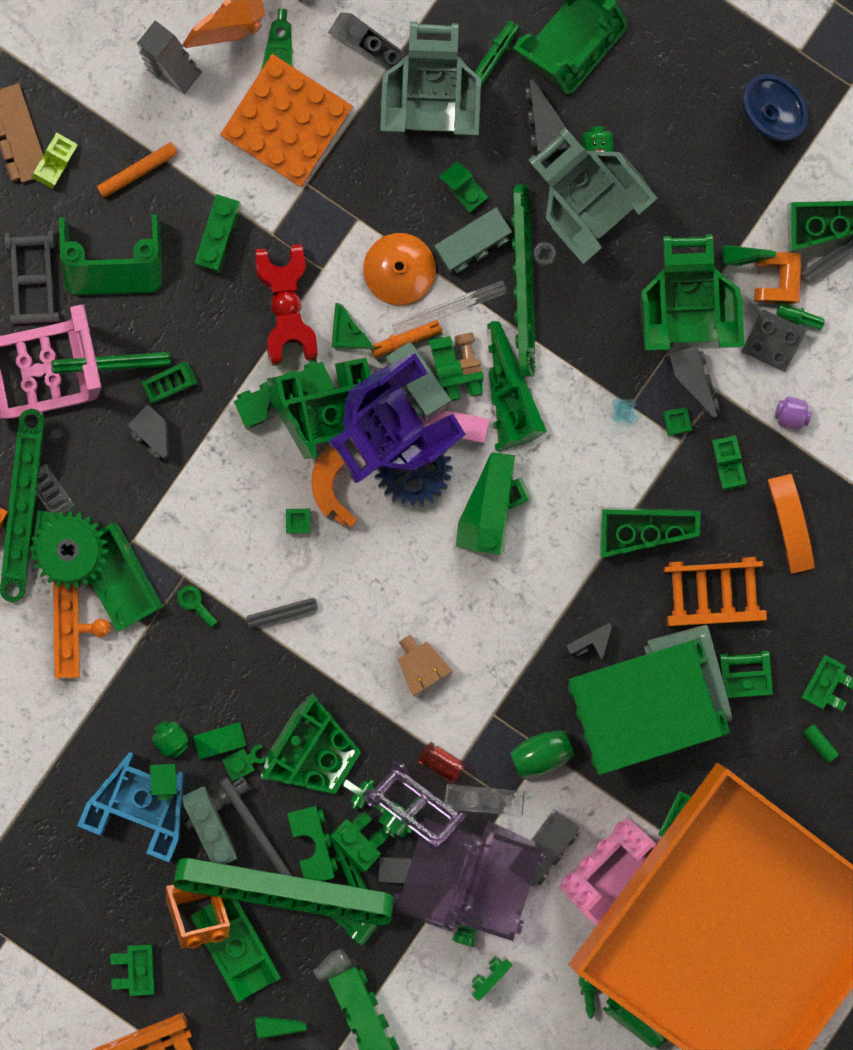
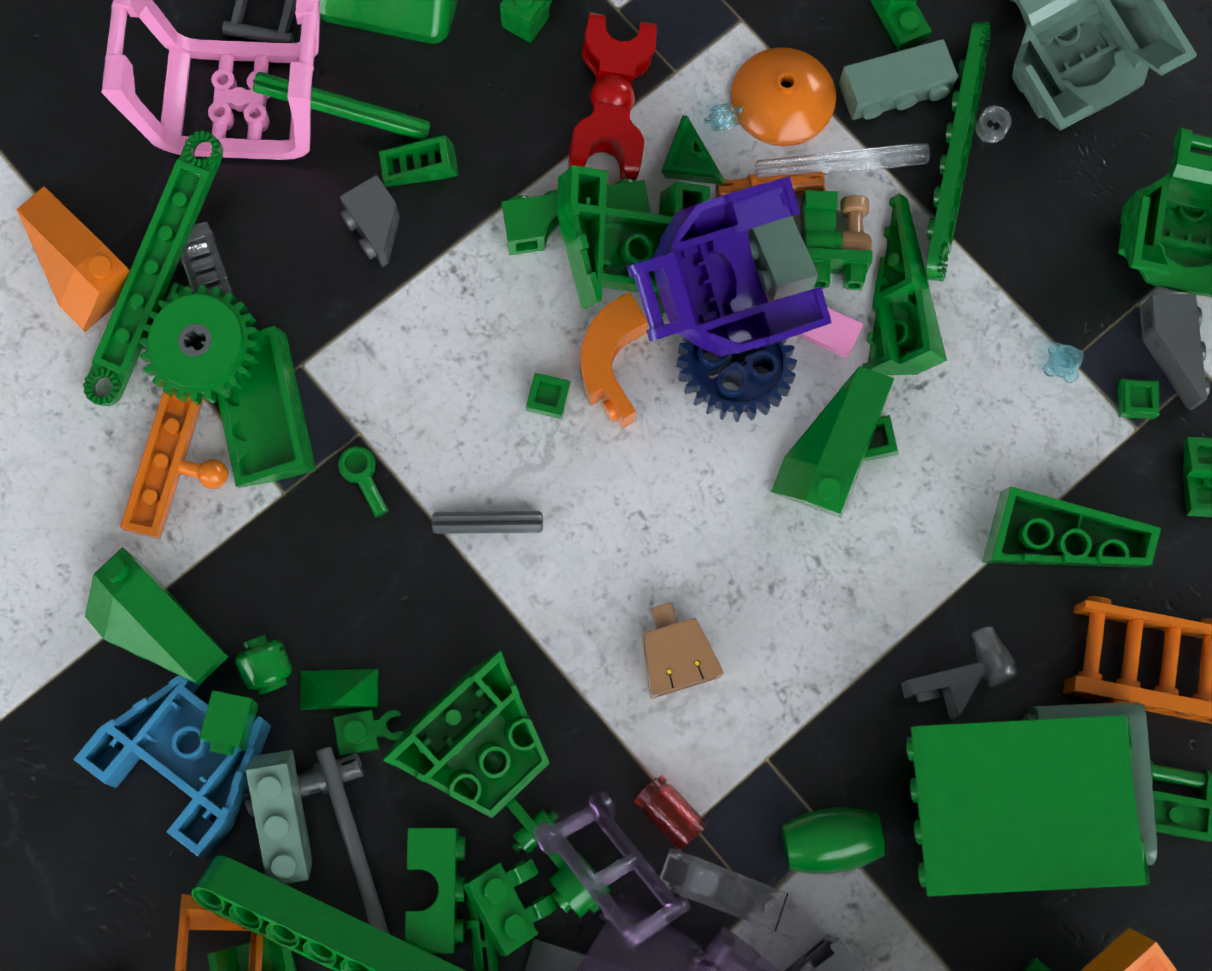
camera: 10 degrees right, 10 degrees down
(90, 731) = (143, 617): none -> green wedge
(363, 298) = (723, 117): none -> clear light blue plate
(617, 616) = (996, 658): none -> clear cone

